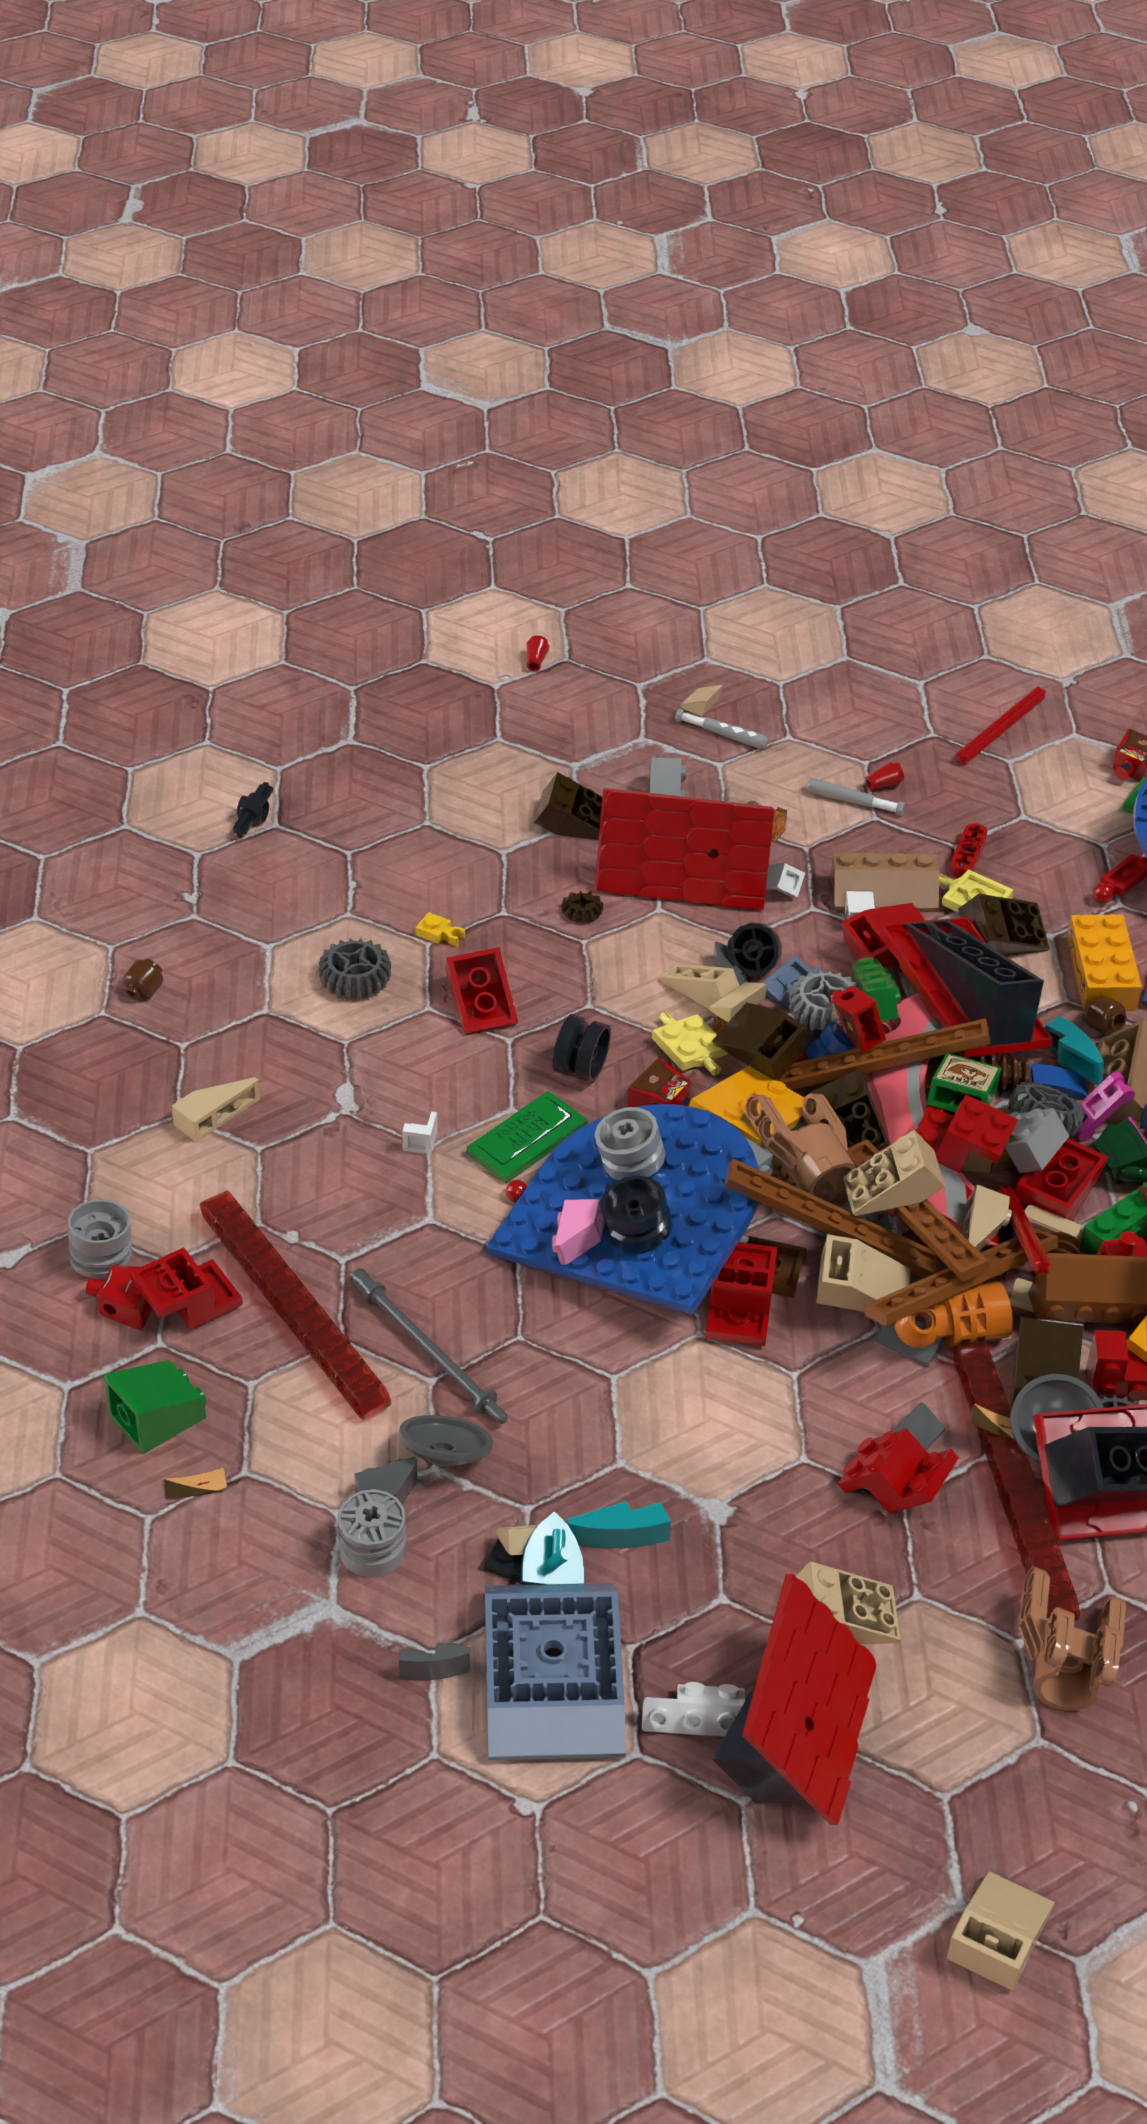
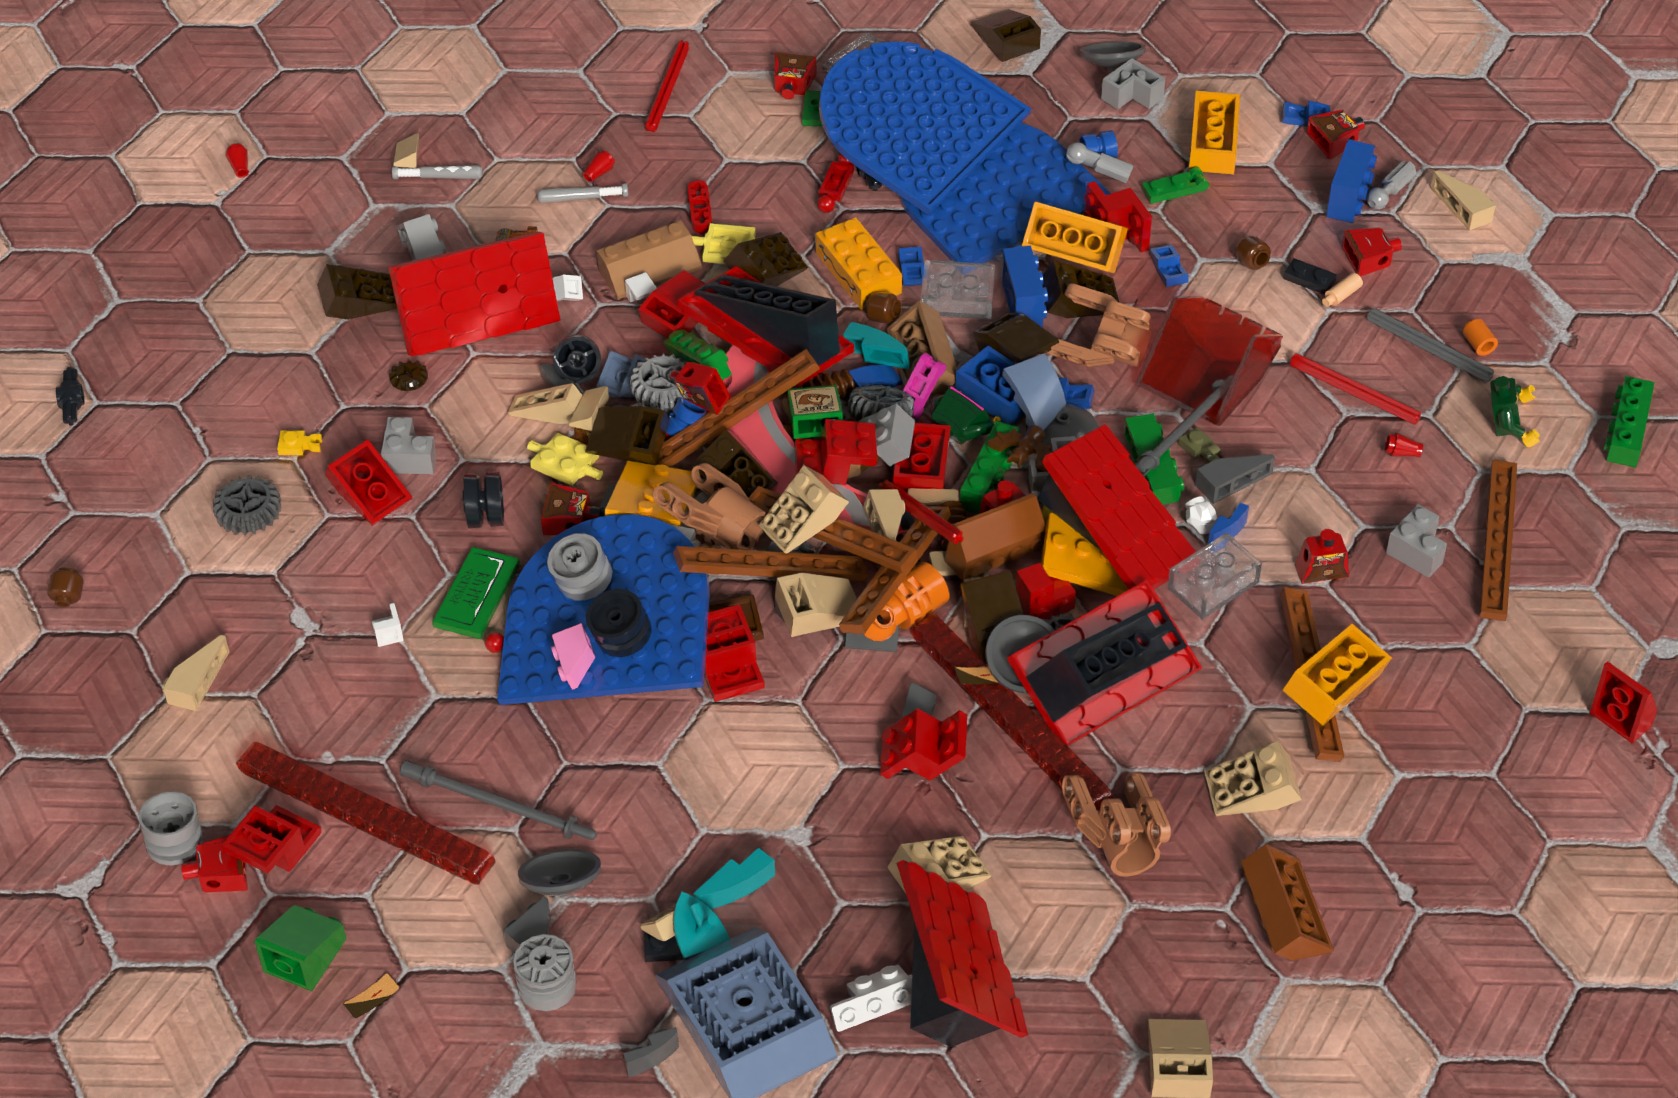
camera: 25 degrees left, 5 degrees up
(536, 973) = (405, 451): none -> light grey brick

